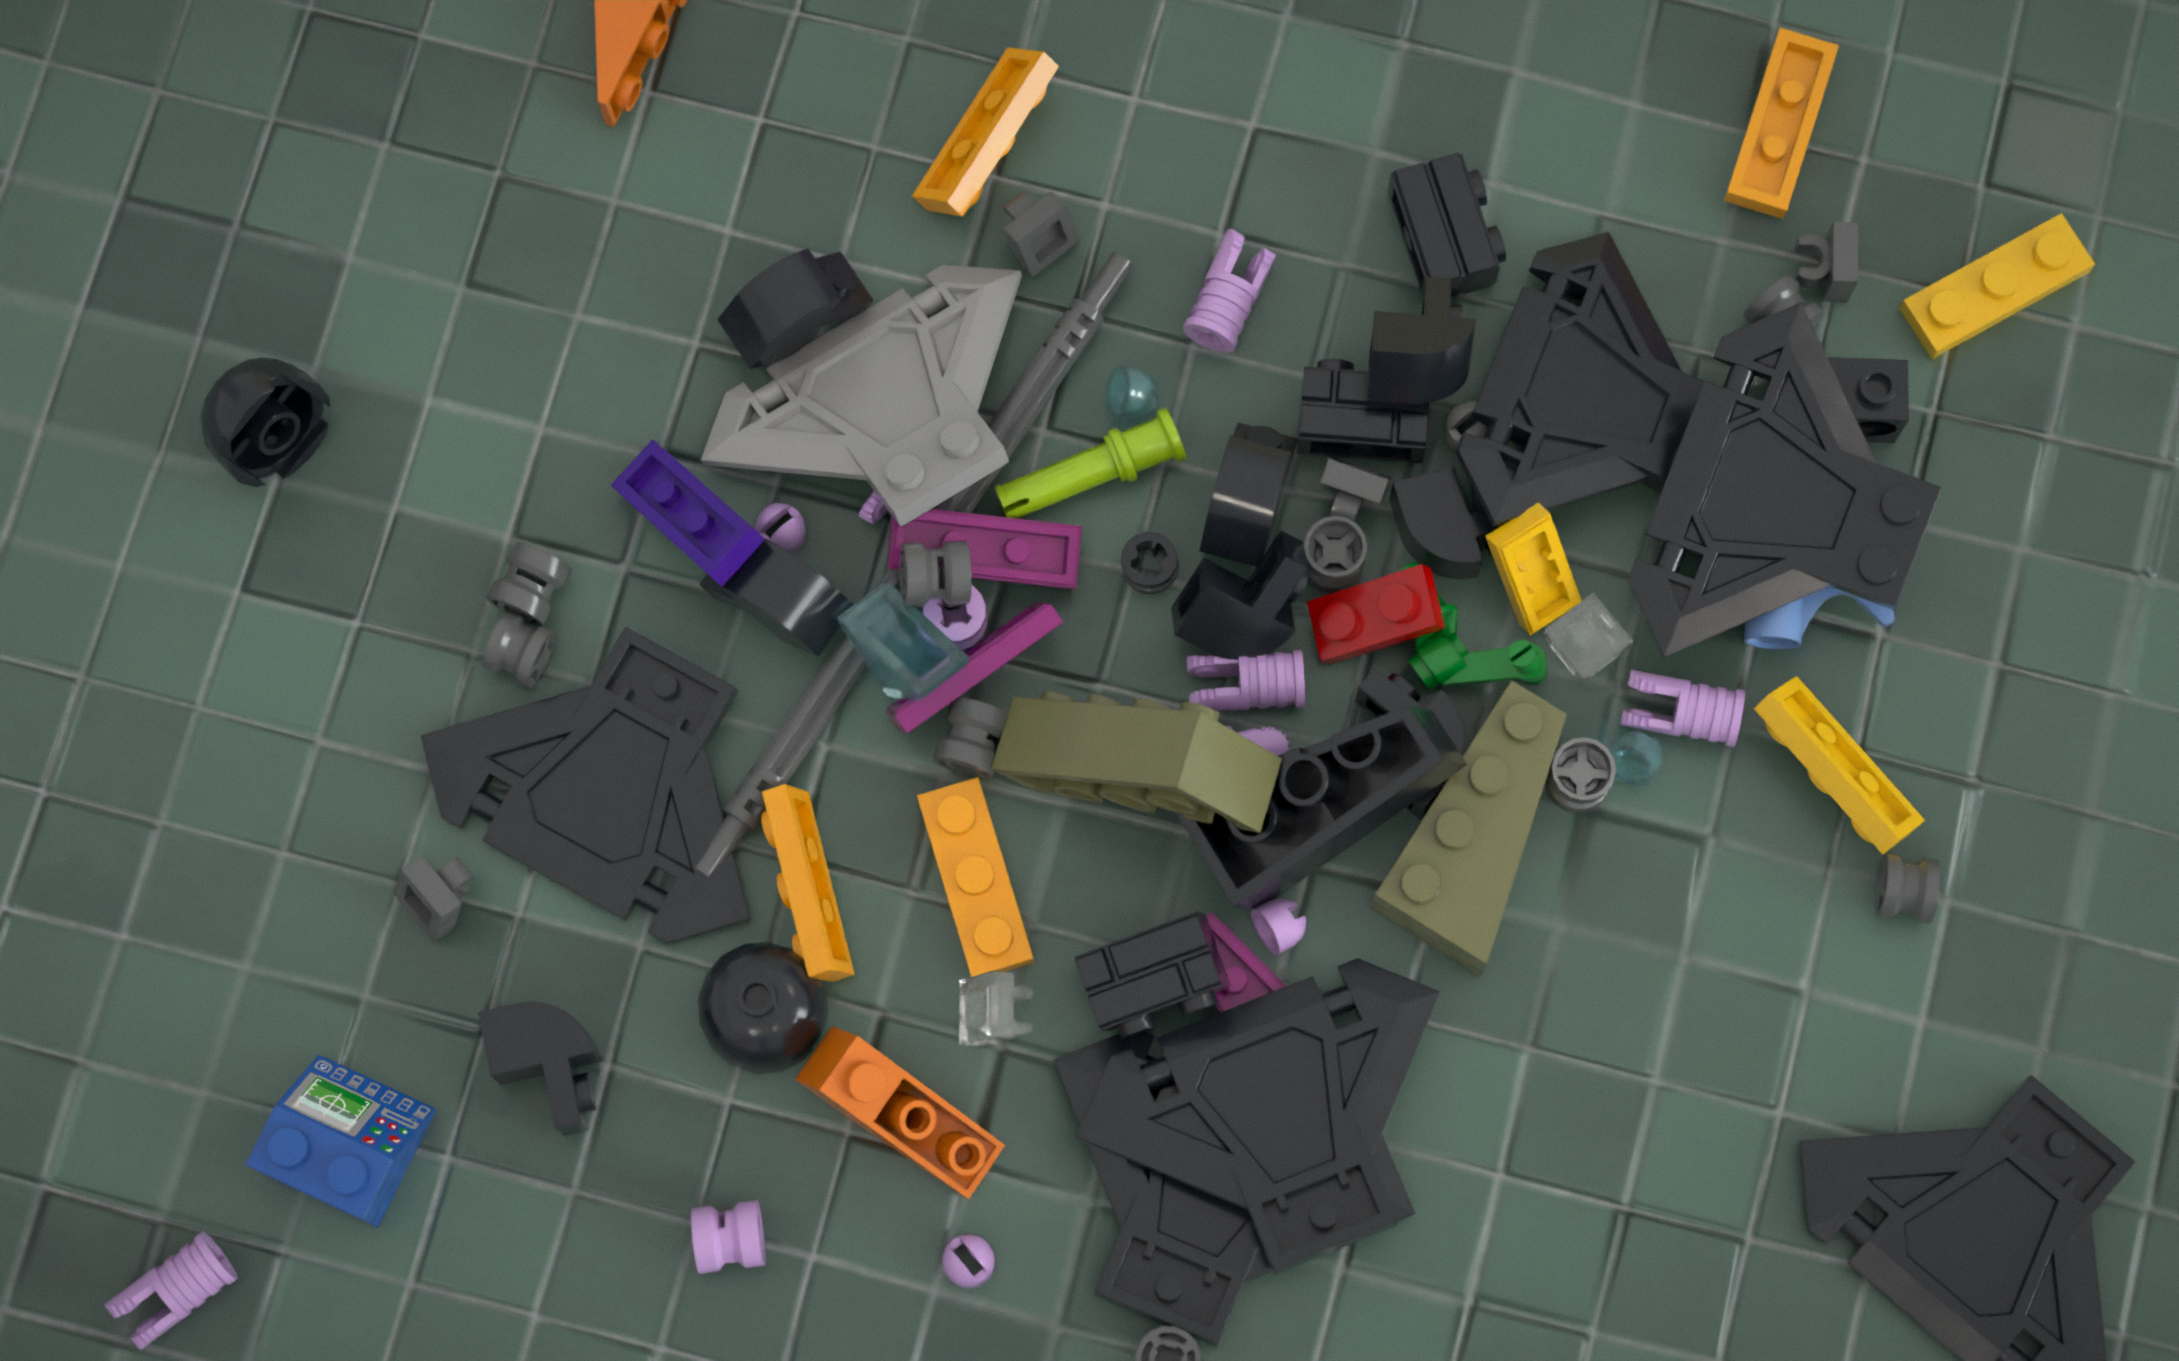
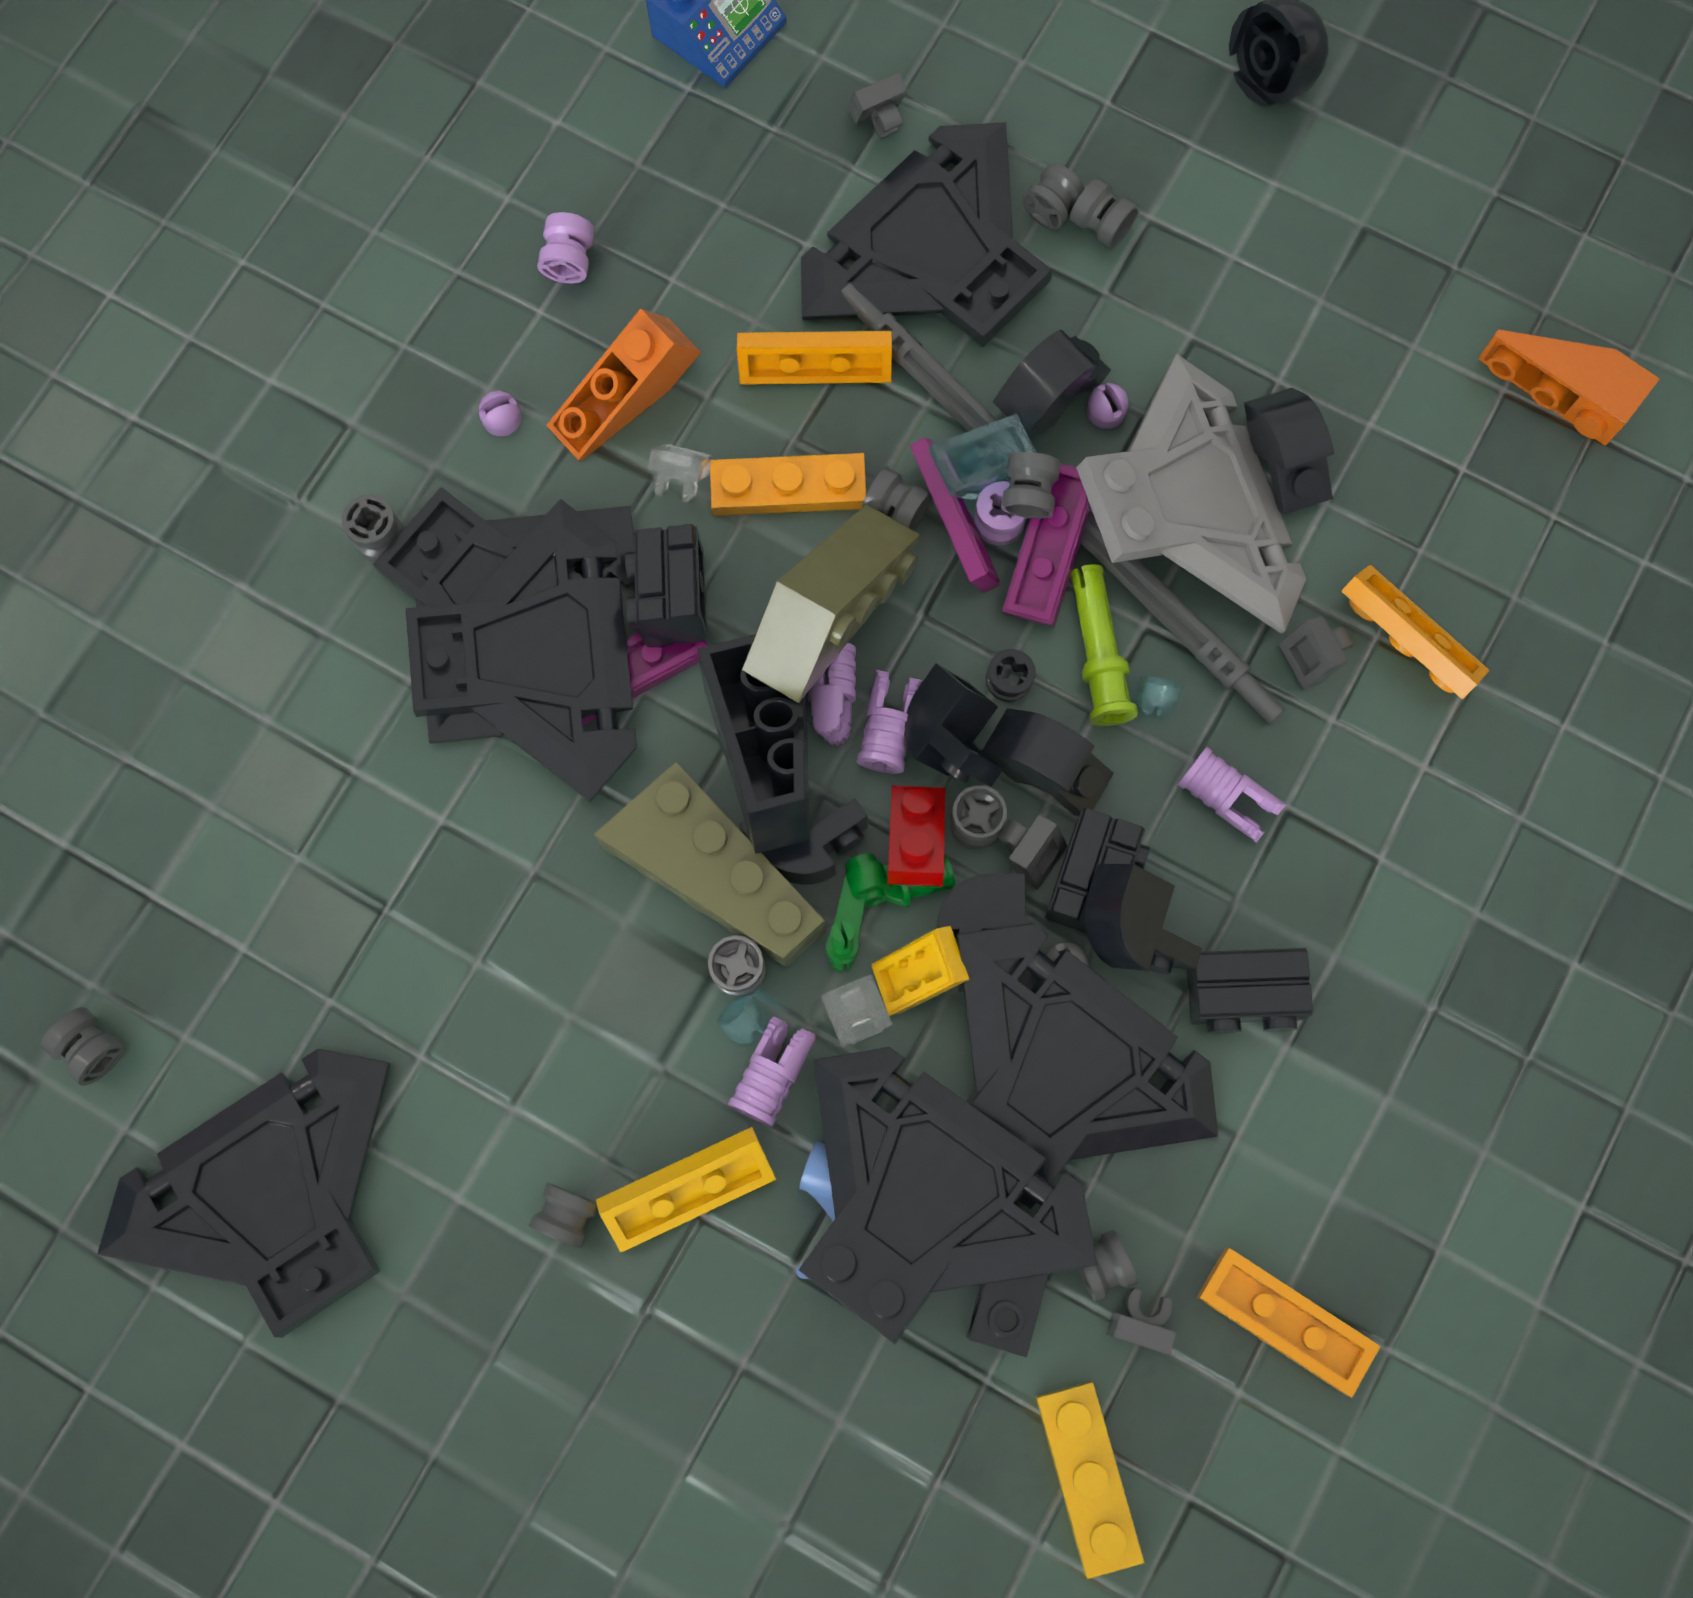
camera: 105 degrees right, 0 degrees up
(547, 1041) = (741, 161): black brick -> none
(687, 512) = (1129, 324): dark purple plate -> none
(762, 1008) = (726, 300): black cylinder -> none
(1277, 925) = (684, 695): lavender hinge -> none

